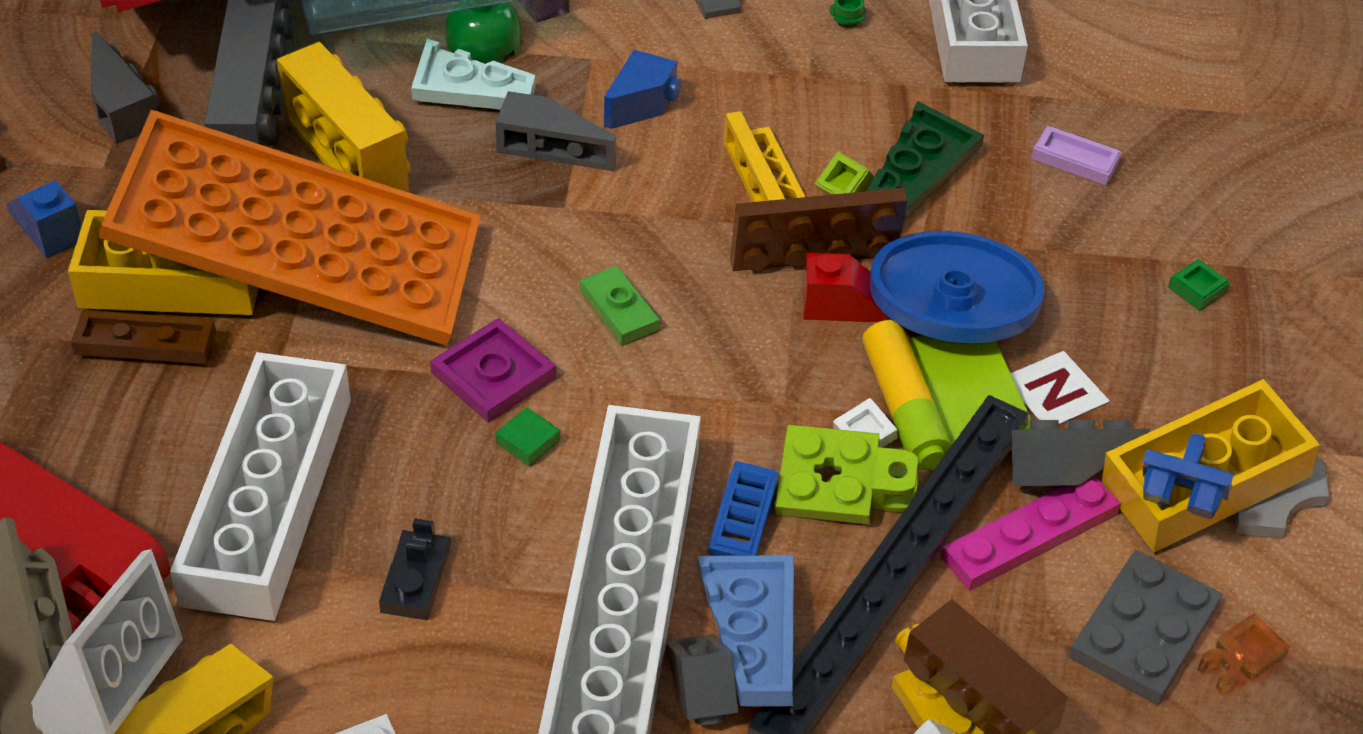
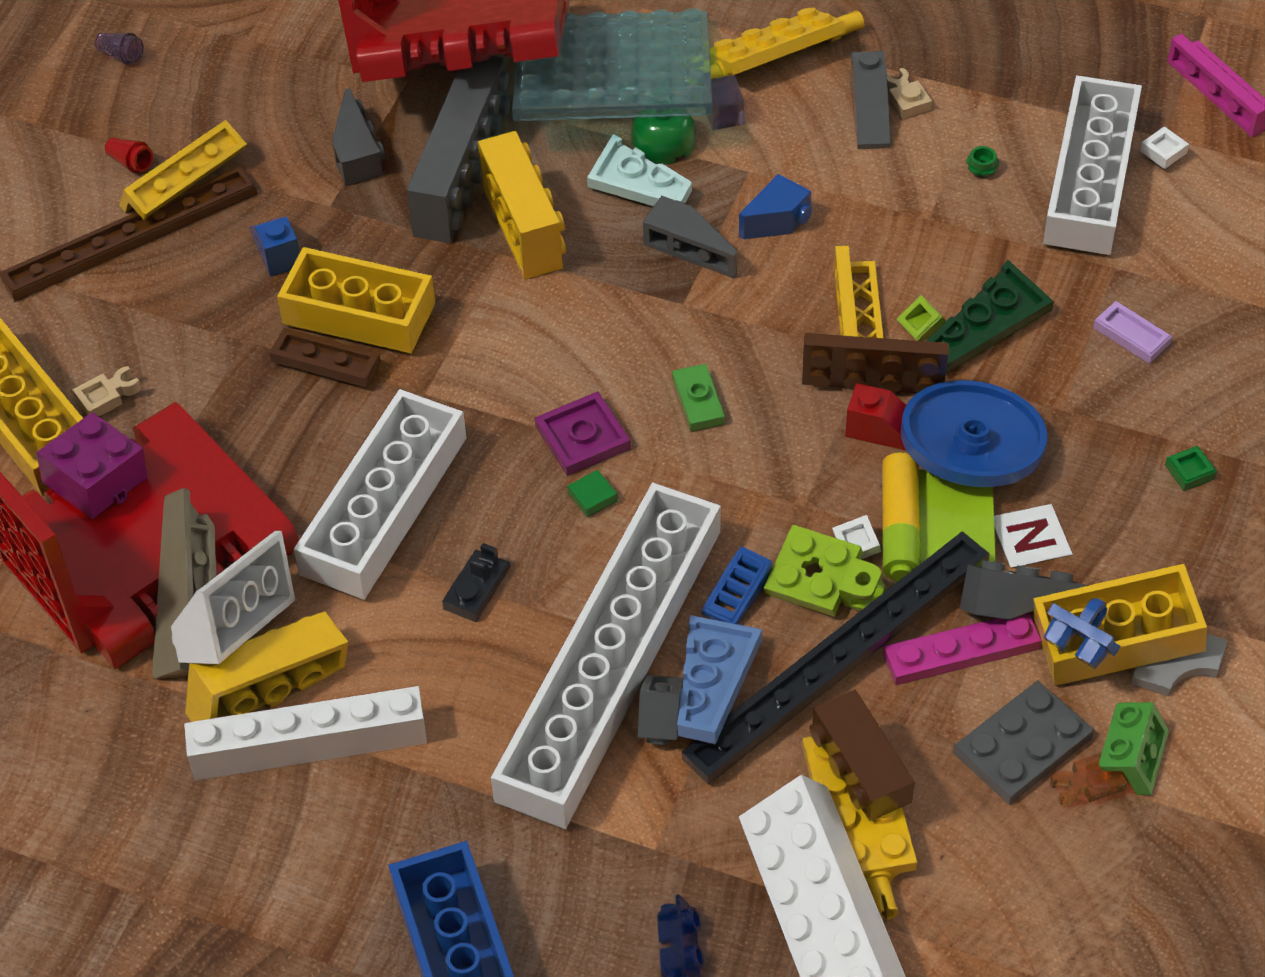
camera: 20 degrees right, 5 degrees up
(293, 227) = (456, 290): orange plate -> none
(1278, 599) = (1135, 744): none -> bright green bracket

